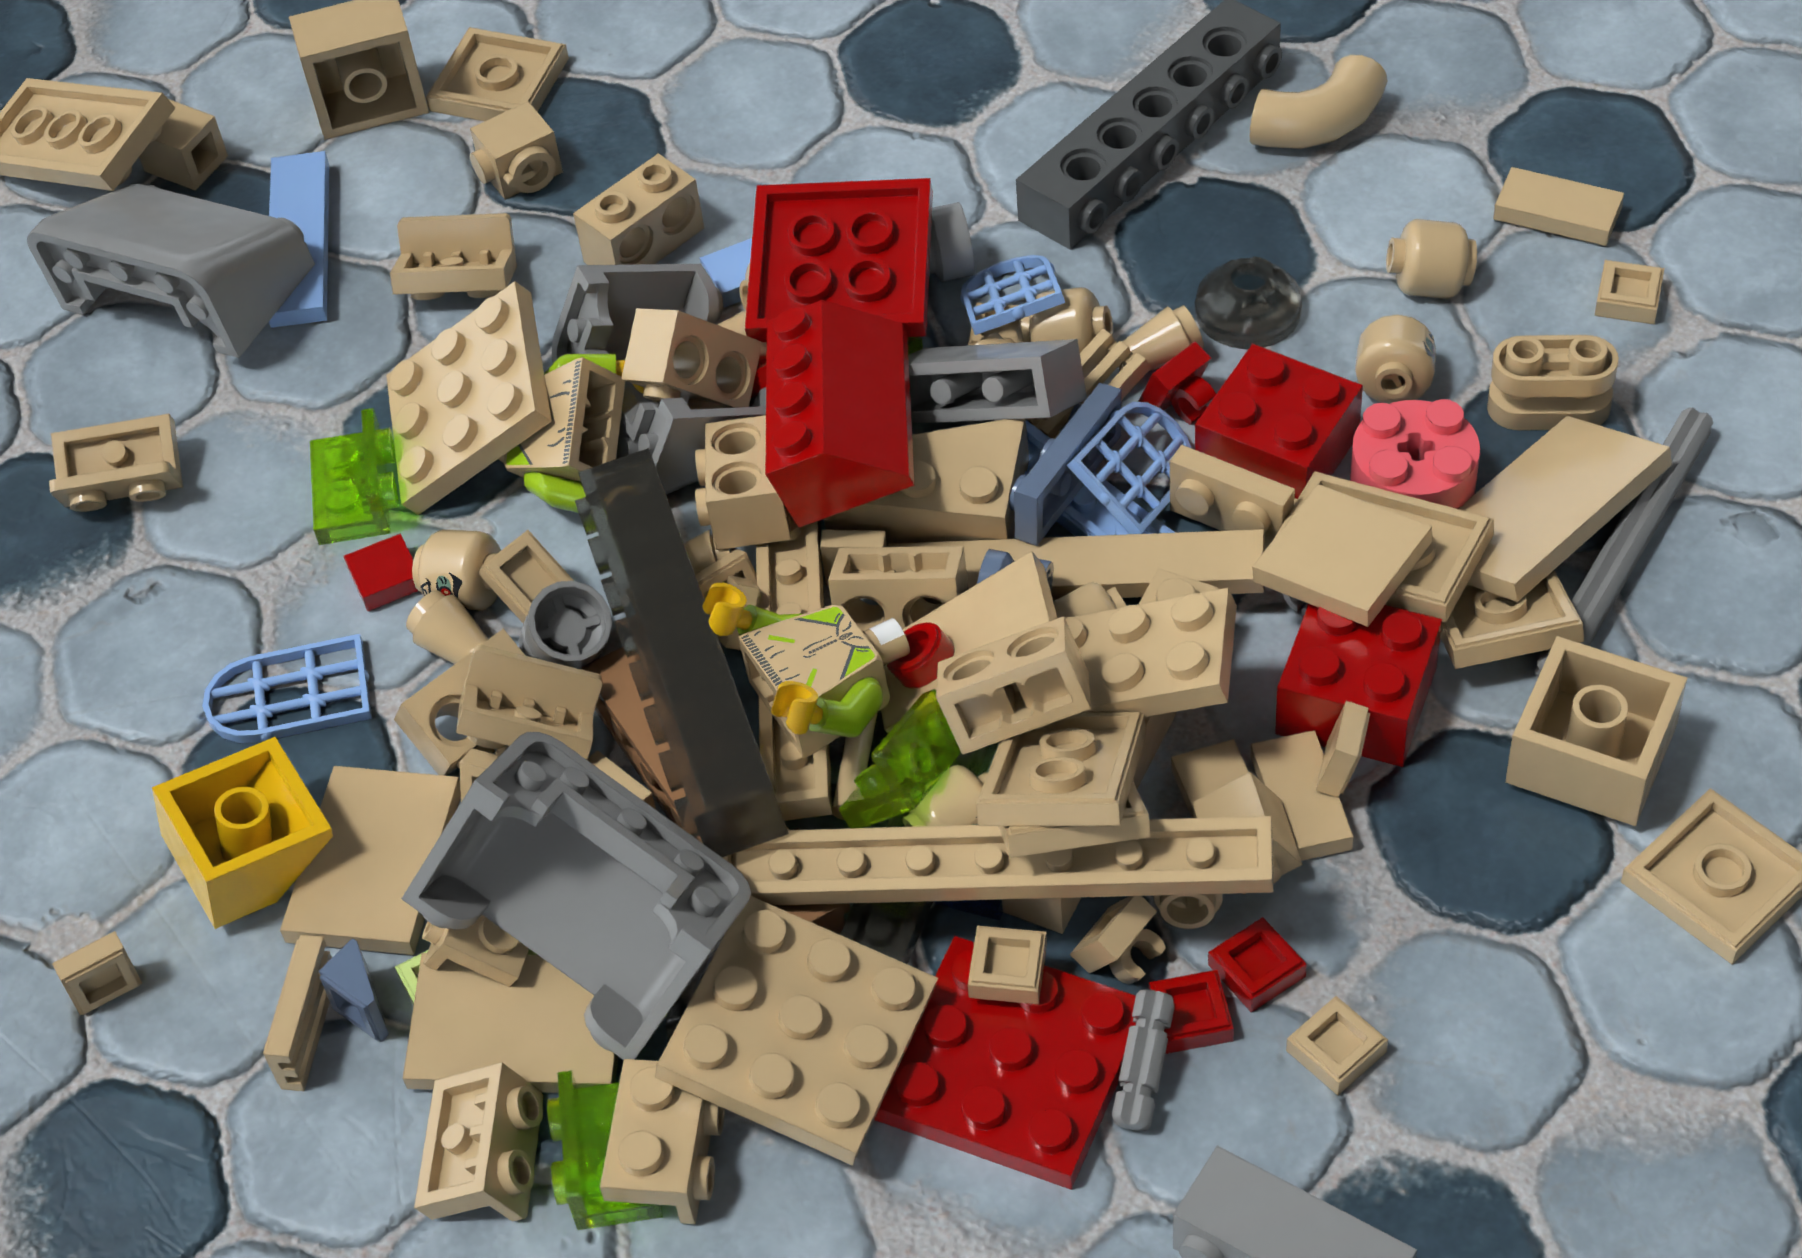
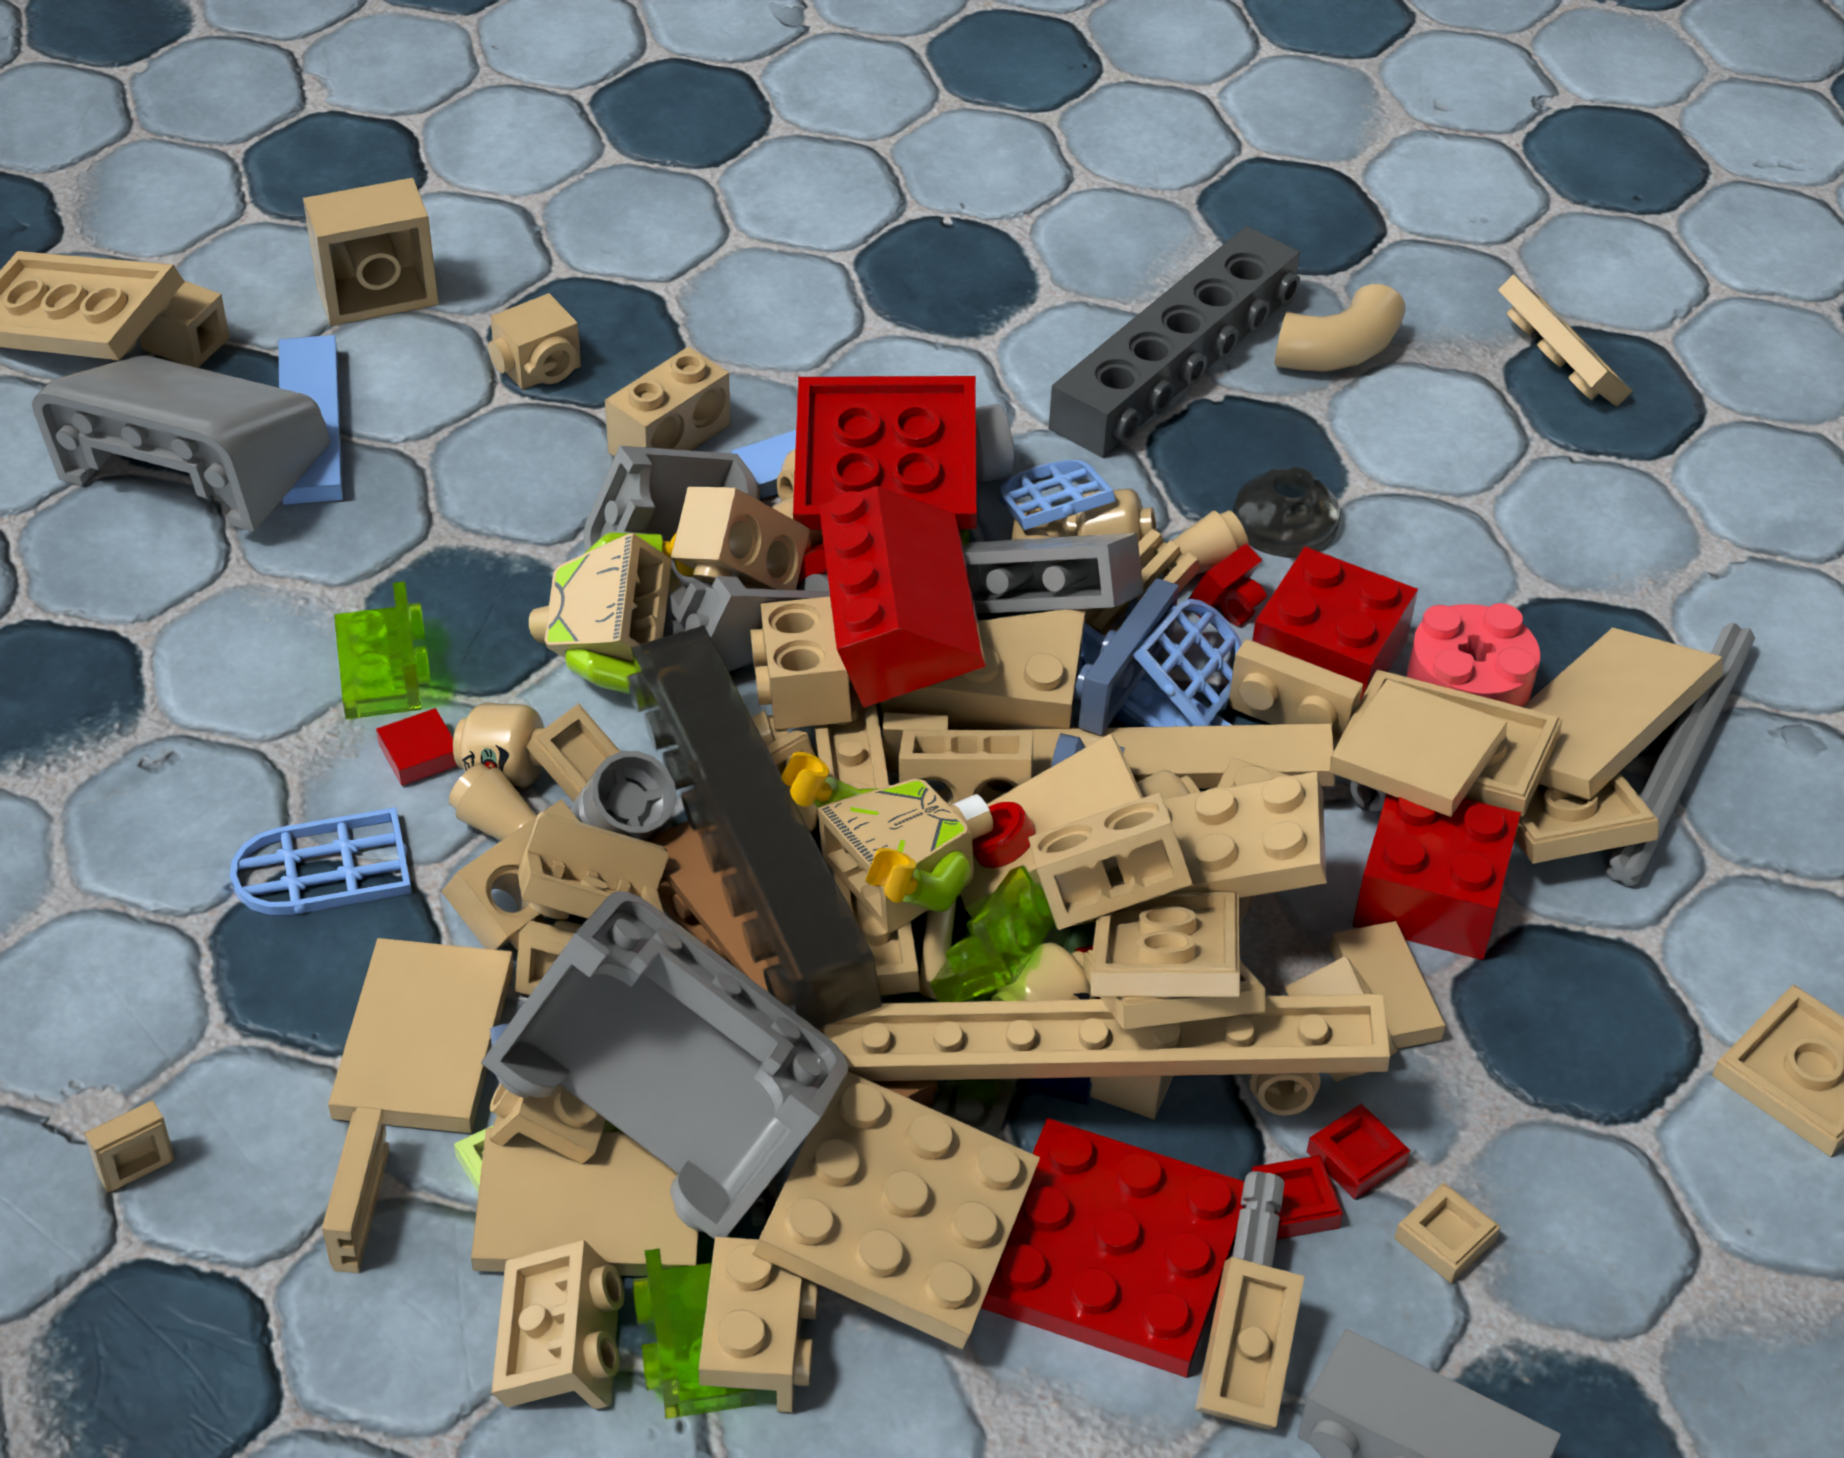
camera: 10 degrees left, 5 degrees down
(116, 462) = (127, 629): tan bracket -> none
(241, 829) = (284, 999): yellow slope -> none
(353, 991) = (413, 1169): sand blue slope -> none
(454, 255) = (477, 438): tan bracket -> none
(467, 398) = (504, 575): tan plate -> none
(496, 73) = (506, 269): tan tile -> none
(1007, 965) = (1109, 1146): tan tile -> none
(1113, 939) = (1213, 1121): tan tile -> none
(1127, 1159) = (1250, 1343): none -> tan plate
(1206, 770) = (1289, 959): tan tile -> none
(1343, 749) = (1432, 938): tan tile -> none
(1395, 353) = (1441, 563): tan head -> none
(1432, 259) = (1466, 476): tan head -> none
(1548, 108) = (1562, 343): none -> tan plate
(1551, 377) = (1595, 590): tan brick -> none
(1558, 206) = (1580, 434): tan tile -> none
(1595, 730) = (1680, 925): tan brick -> none
(1629, 292) = (1658, 515): tan tile -> none

